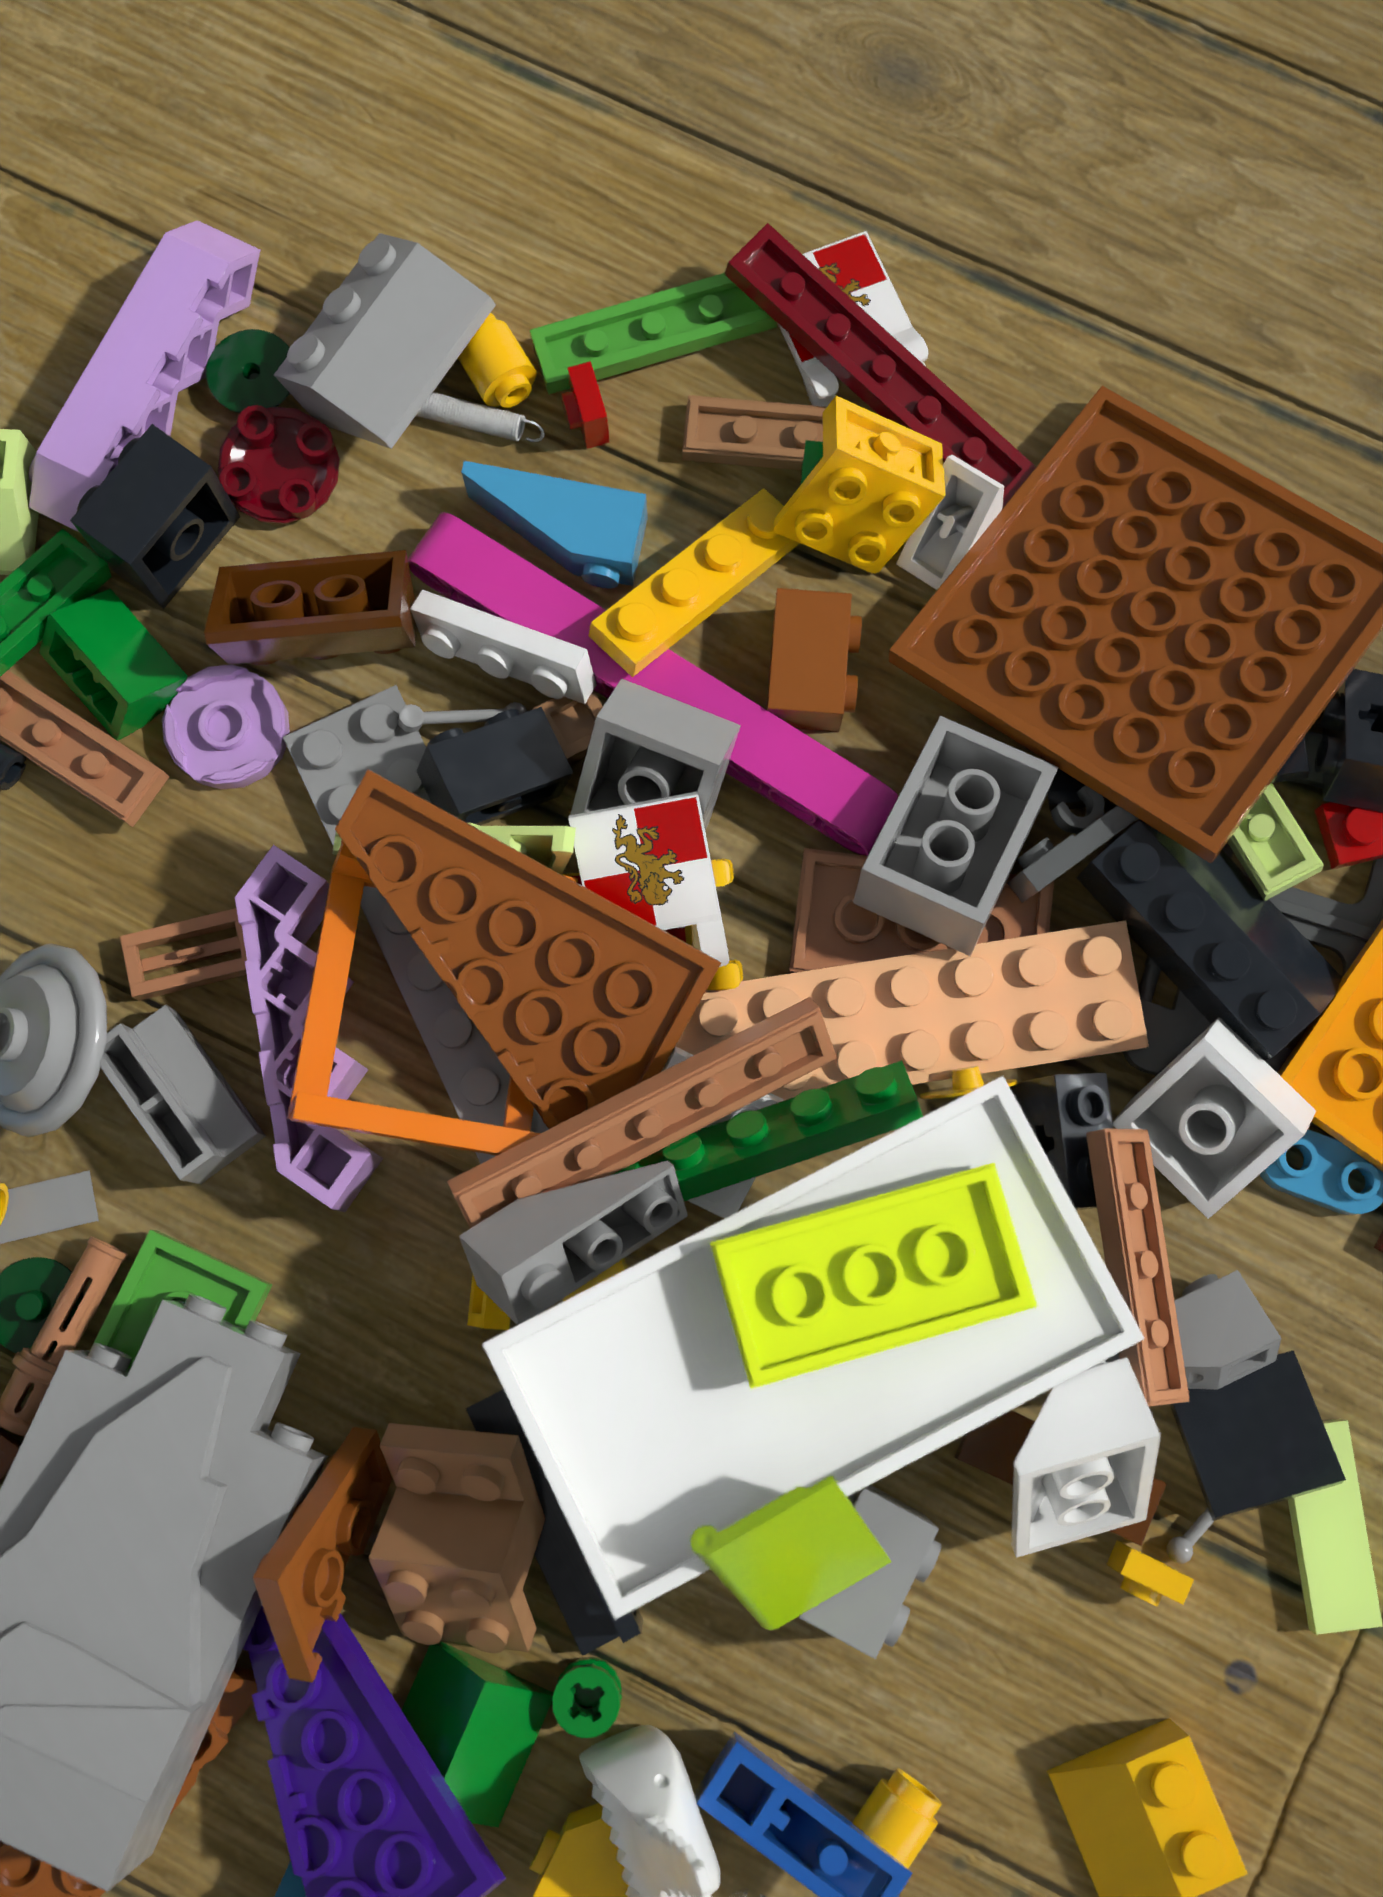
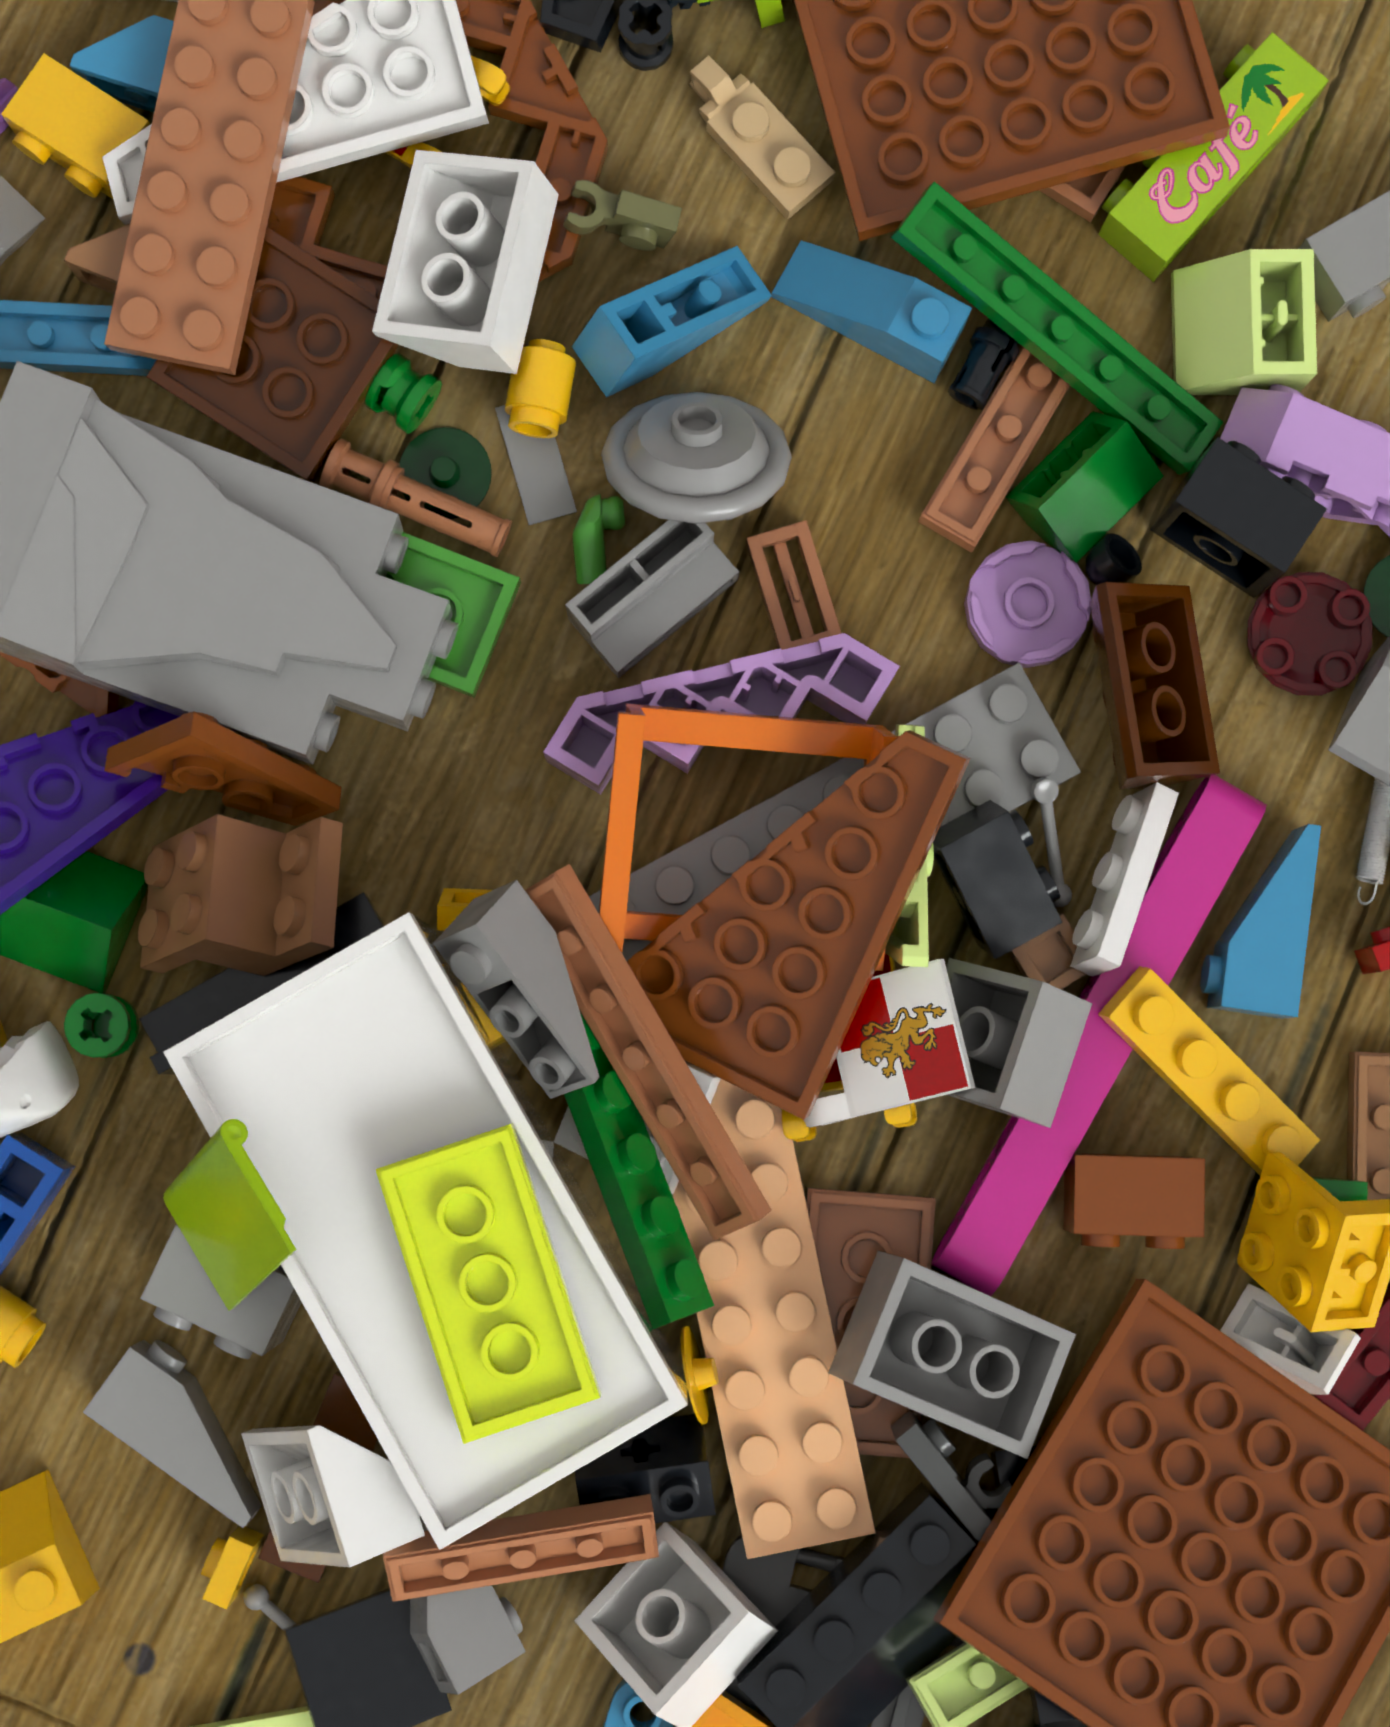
camera: 80 degrees right, 5 degrees up
(115, 1157) = (589, 535): none -> bright green arm
(188, 643) = (1112, 561): none -> black hinge
(1000, 1636) = (169, 1421): none -> light grey slope

